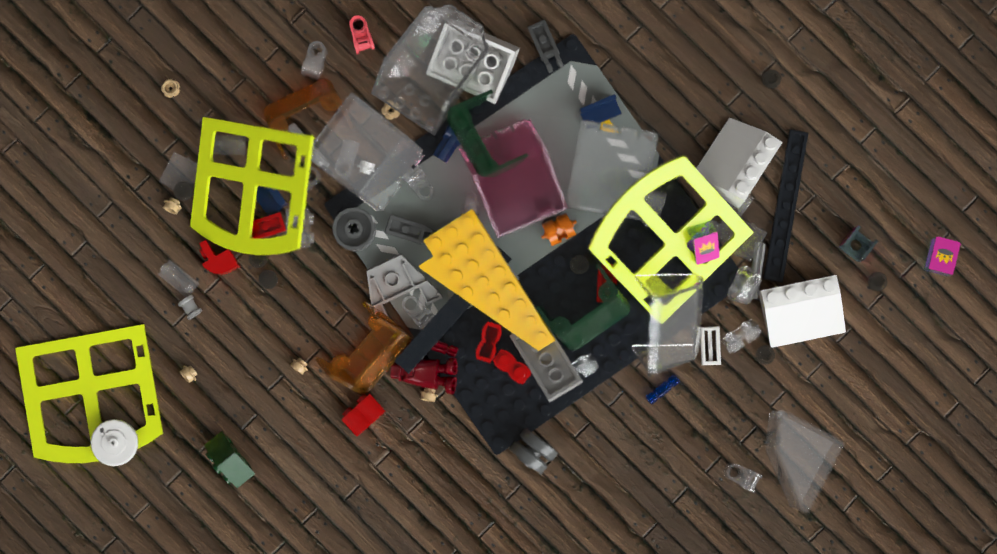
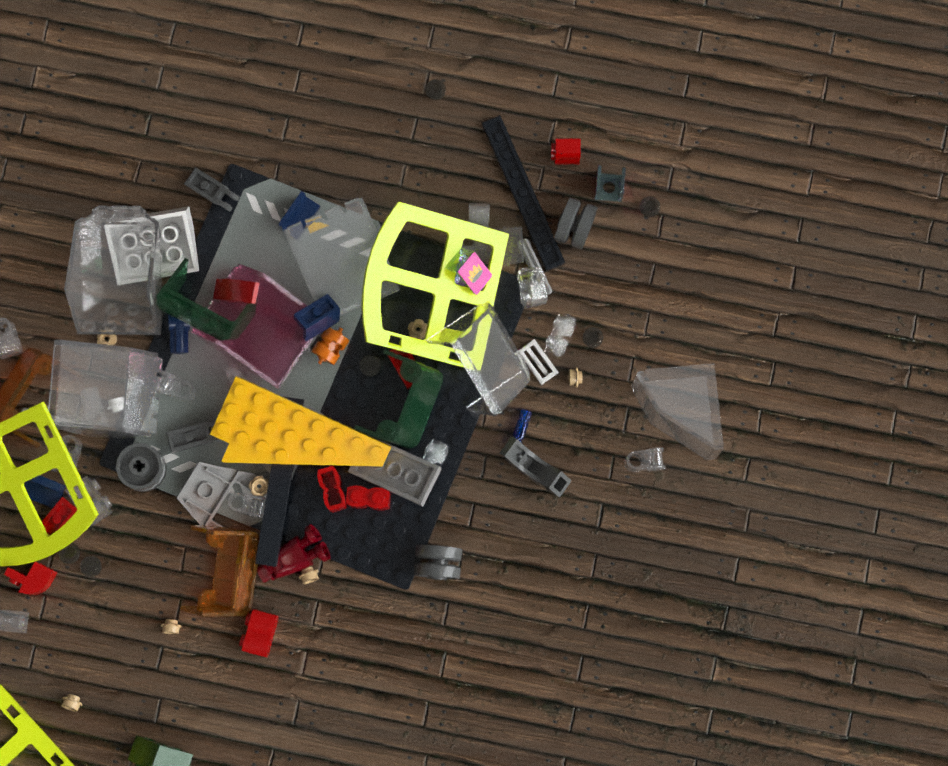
camera: 30 degrees left, 5 degrees down
(190, 307) = (33, 639): light grey bush -> none
(361, 38) = (37, 289): coral piece -> none
(434, 307) = (259, 491): none -> tan plate
(444, 348) = (294, 522): dark red axle -> none
(513, 142) = (236, 291): none -> red slope
(563, 202) = (317, 316): none -> dark blue panel
(629, 260) = (417, 334): none -> tan plate
(654, 427) = (534, 467): none -> dark grey arch
(656, 201) = (403, 261): clear piece -> none
(731, 376) = (574, 377): none -> tan plate
(737, 160) = (452, 178): white slope -> none
(802, 311) = (600, 276): white slope -> none
(810, 257) = (573, 222): none -> dark grey wheel
(841, 196) = (566, 151): none -> red brick
(942, 256) = (692, 146): dark pink piece -> none

